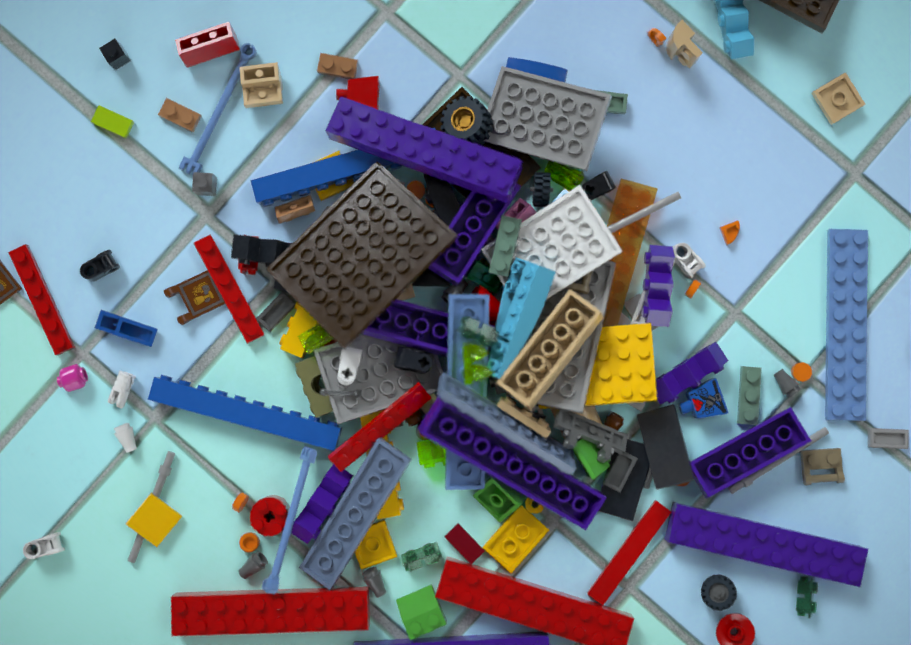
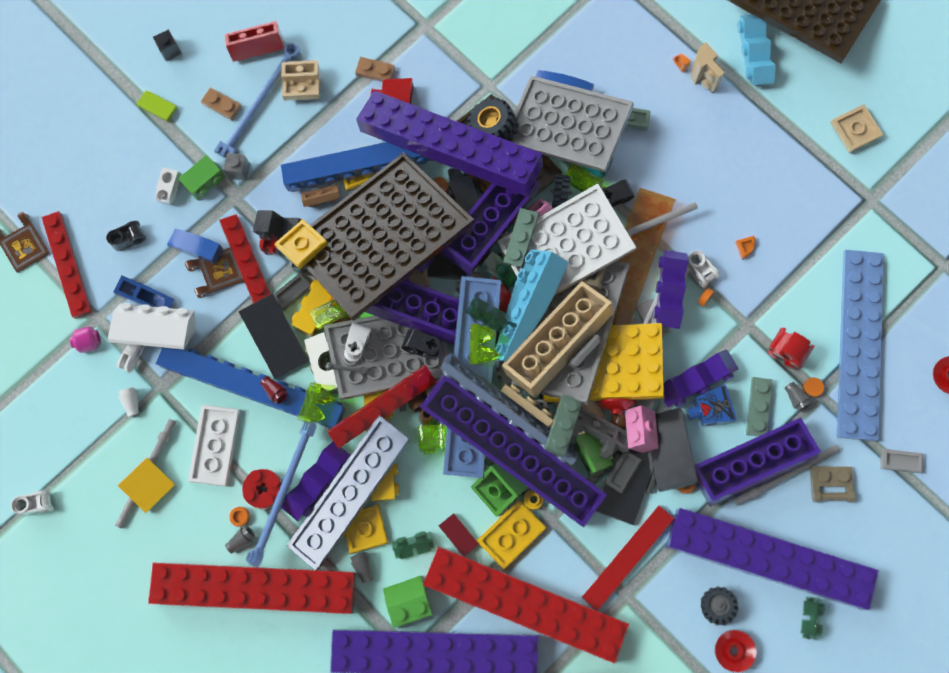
camera: 10 degrees right, 10 degrees down
(135, 210) = (167, 186): none -> white leg
(139, 361) = (152, 326): none -> white slope
(169, 198) = (201, 177): none -> bright green brick
(171, 271) = (195, 246): none -> slope
(216, 474) = (214, 445): none -> white tile
(240, 502) = (235, 474): orange tile -> none
(263, 360) = (273, 336): none -> black tile
(272, 420) = (275, 391): none -> dark red cone
(282, 269) = (301, 244): none -> yellow tile
(312, 420) = (315, 395): none -> clear neon green tile
(561, 438) = (563, 425): none -> sand green plate
(576, 361) = (584, 351): none -> light grey tile
(610, 409) = (616, 405): none -> red dish
(636, 429) = (641, 429): none -> bright pink brick
(779, 337) = (791, 348): none -> red brick

